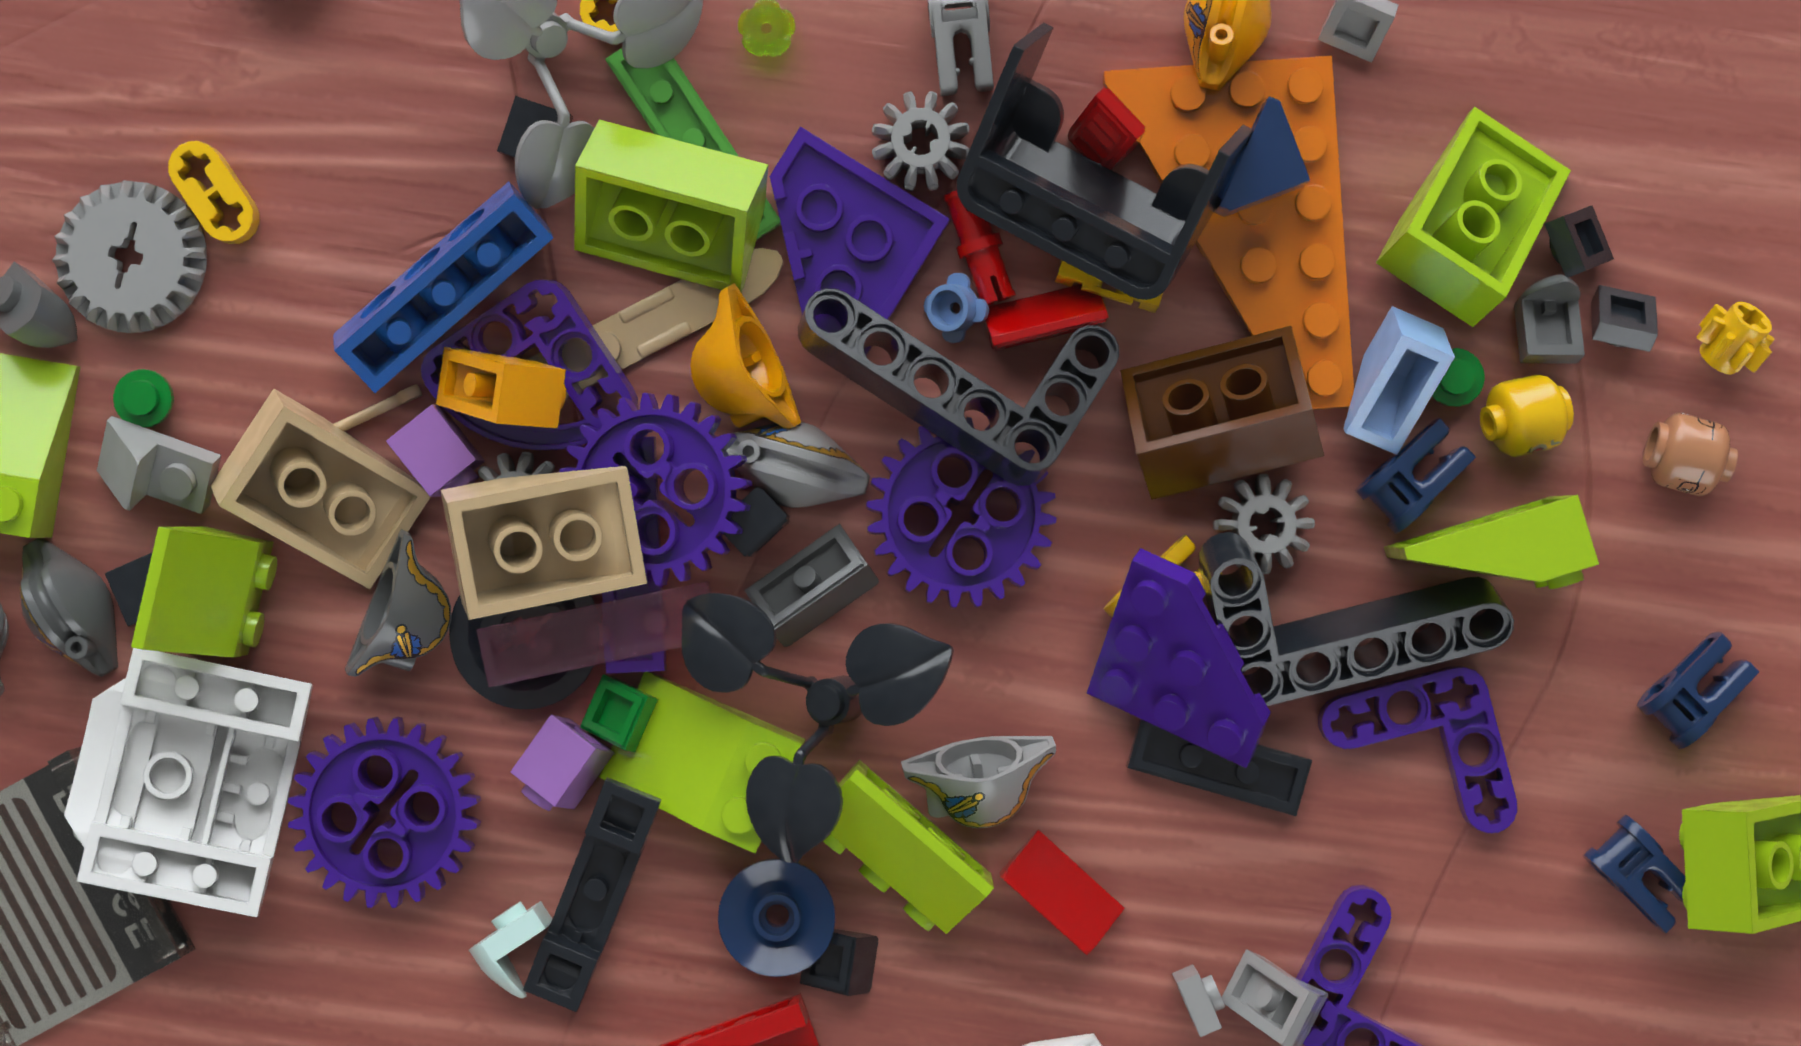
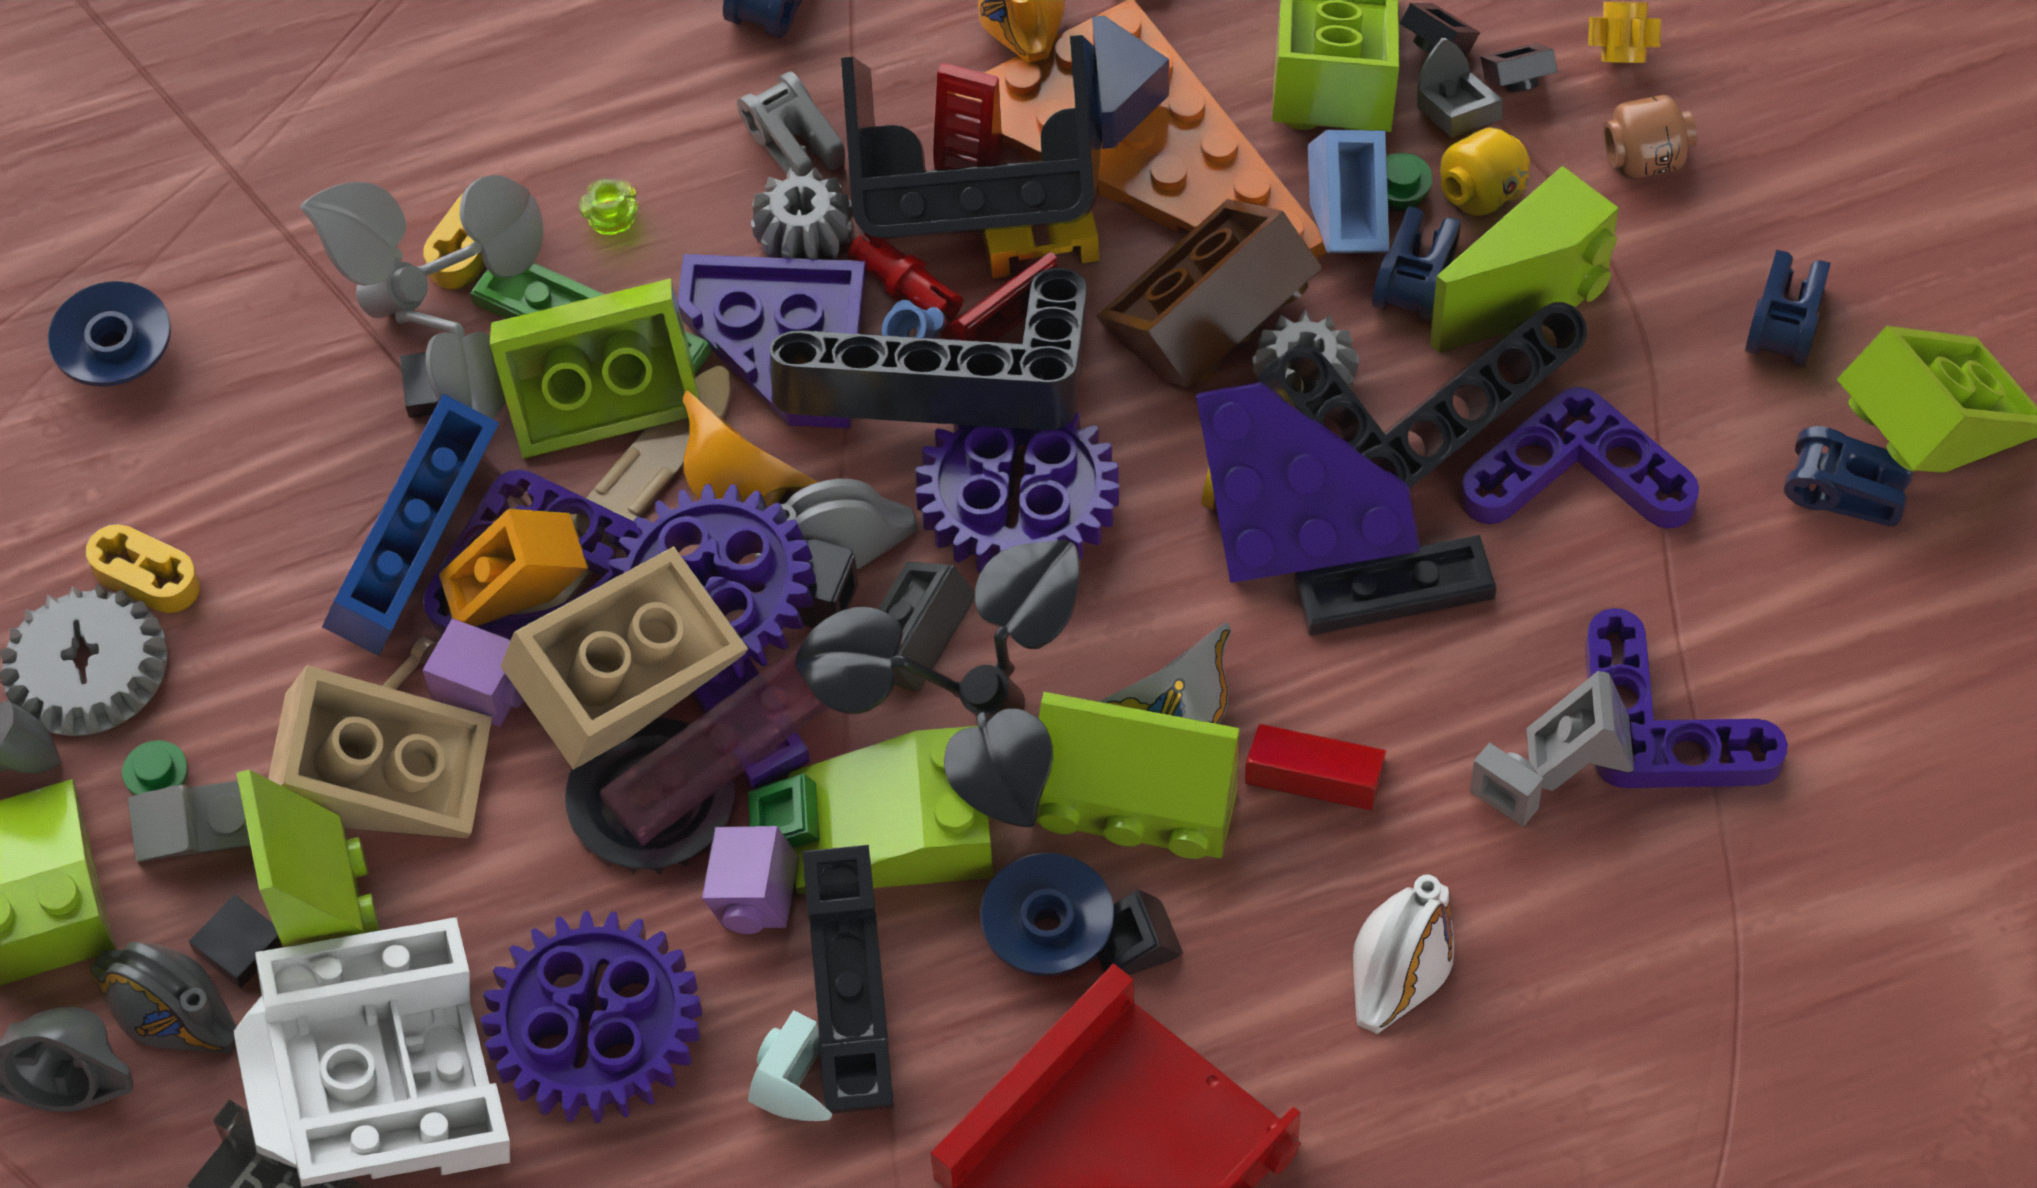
camera: 20 degrees left, 30 degrees down
(404, 616) = (518, 821): dark grey hat -> none

